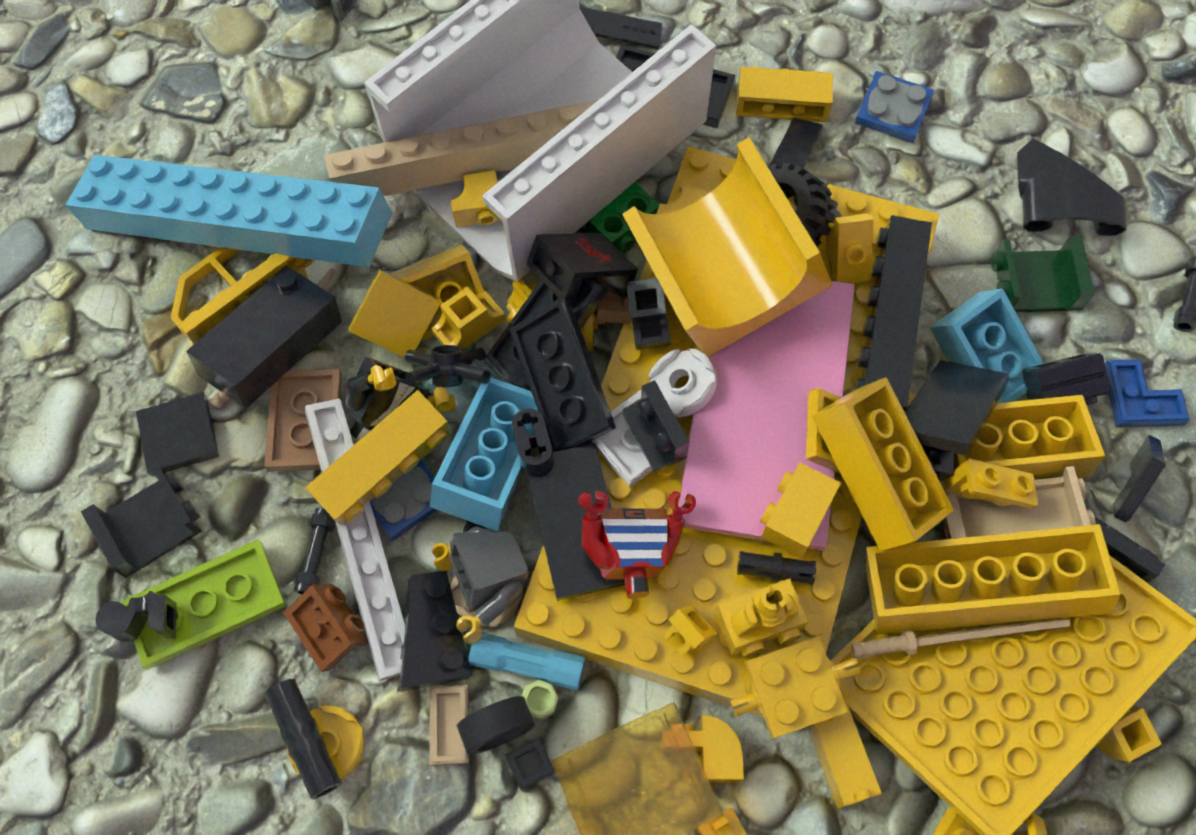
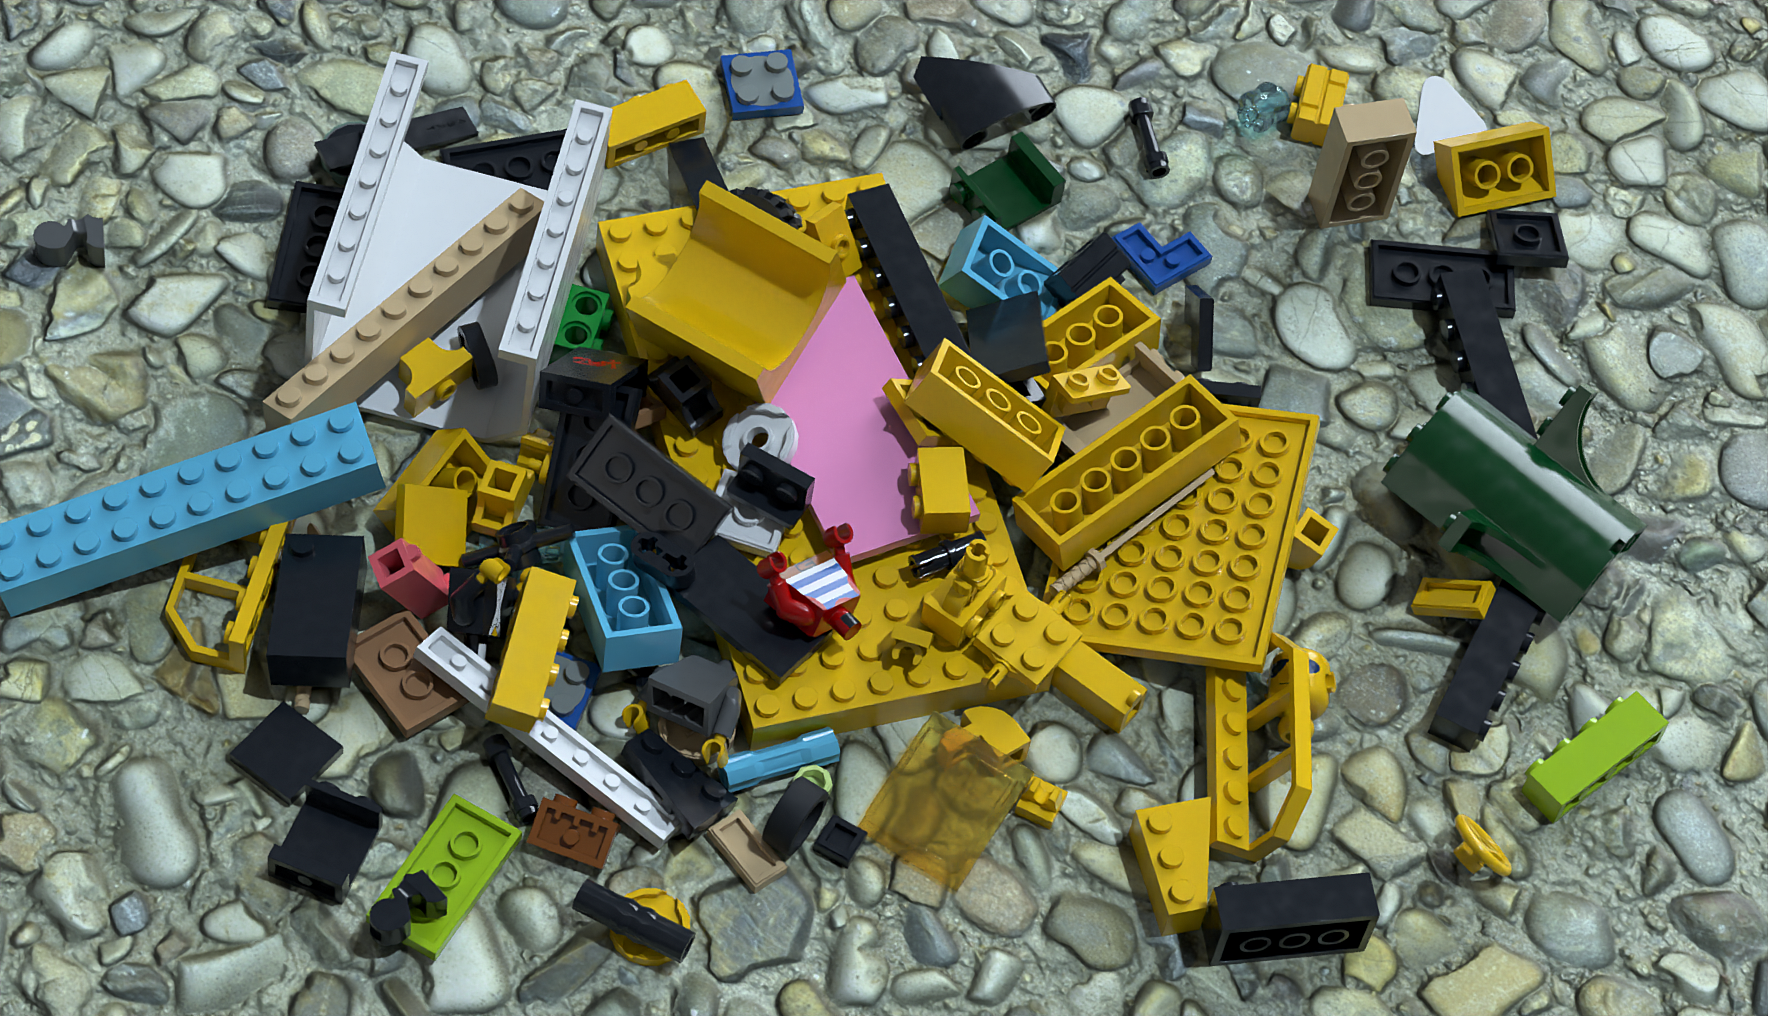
camera: 45 degrees left, 10 degrees down
(341, 343) = (410, 578): none -> coral brick

